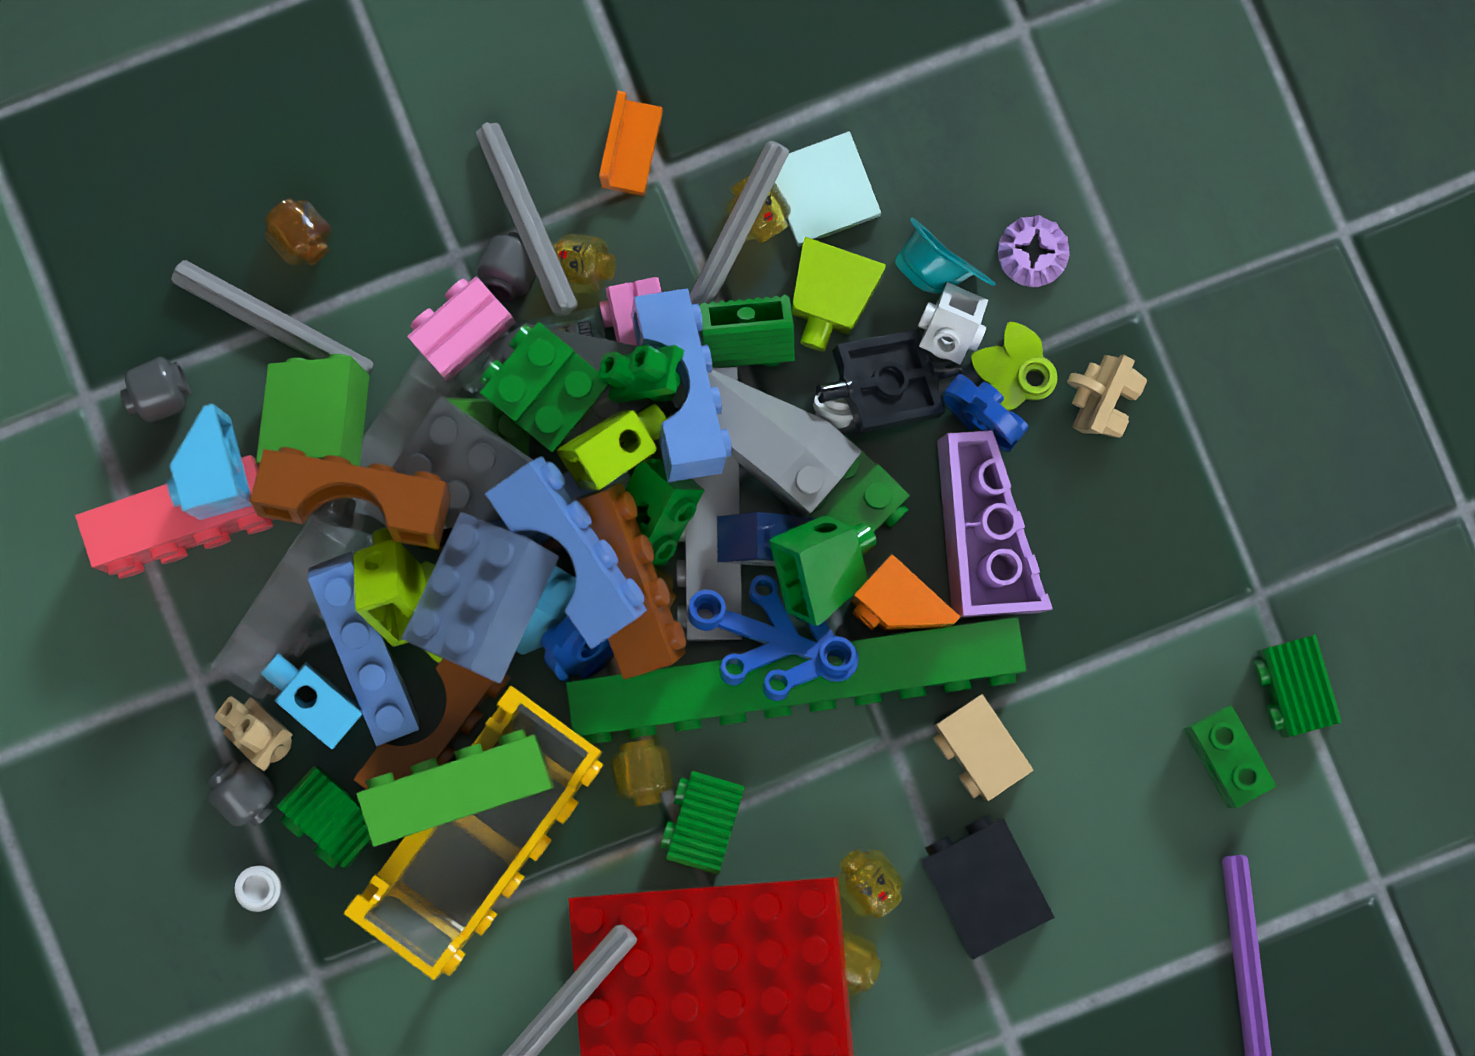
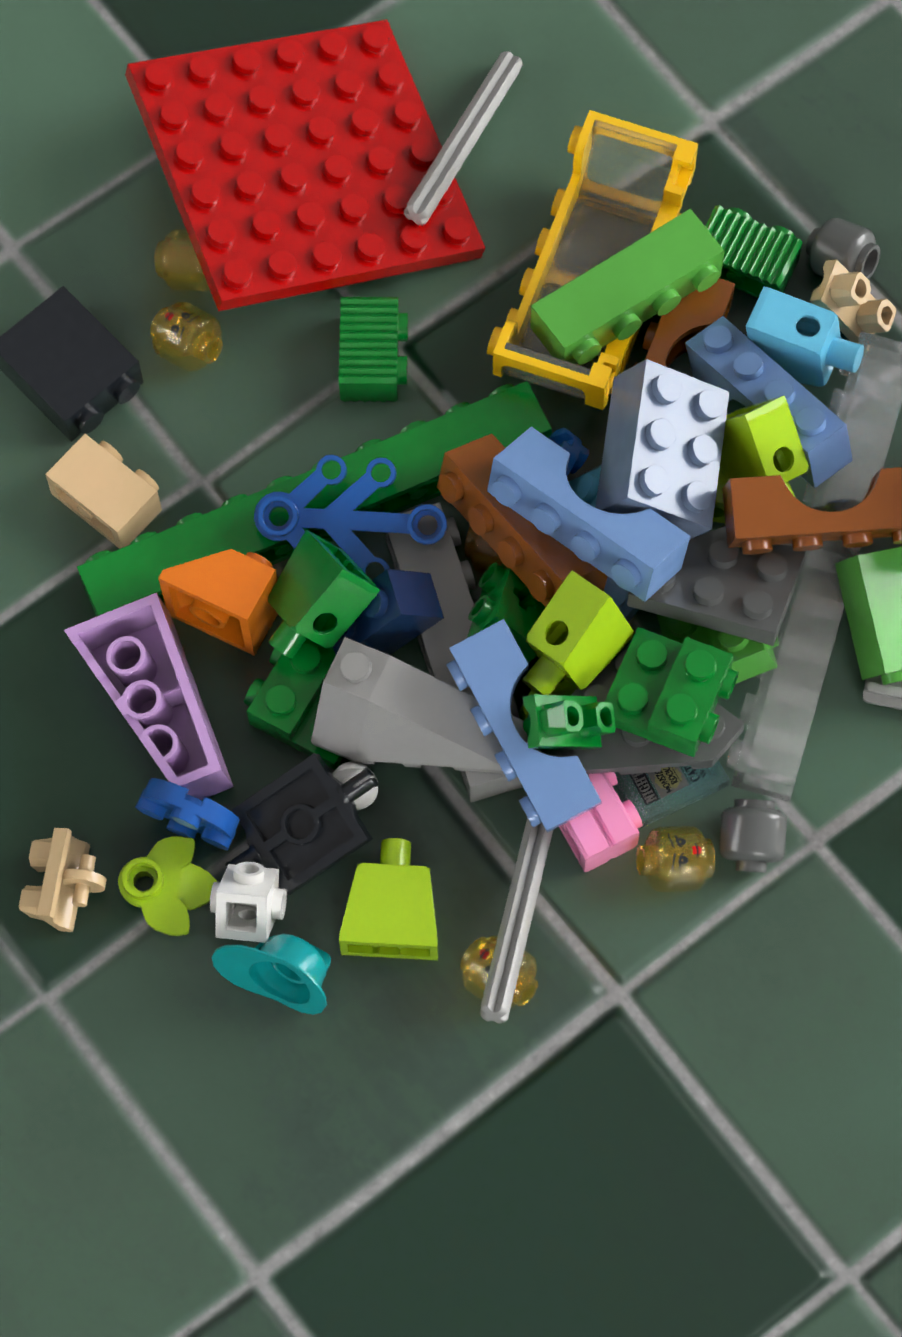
camera: 165 degrees right, 15 degrees down
(258, 888) = (795, 178): white plate -> none
(460, 327) = (778, 733): bright pink brick -> none
(526, 219) = (751, 883): light grey axle -> none
(630, 145) = (663, 1008): orange panel -> none
(642, 772) = (447, 374): clear yellow head -> none
(748, 331) = (471, 829): green brick -> none
(826, 189) = (432, 1023): light aqua tile -> none
(1017, 263) = (198, 1033): lavender gear -> none

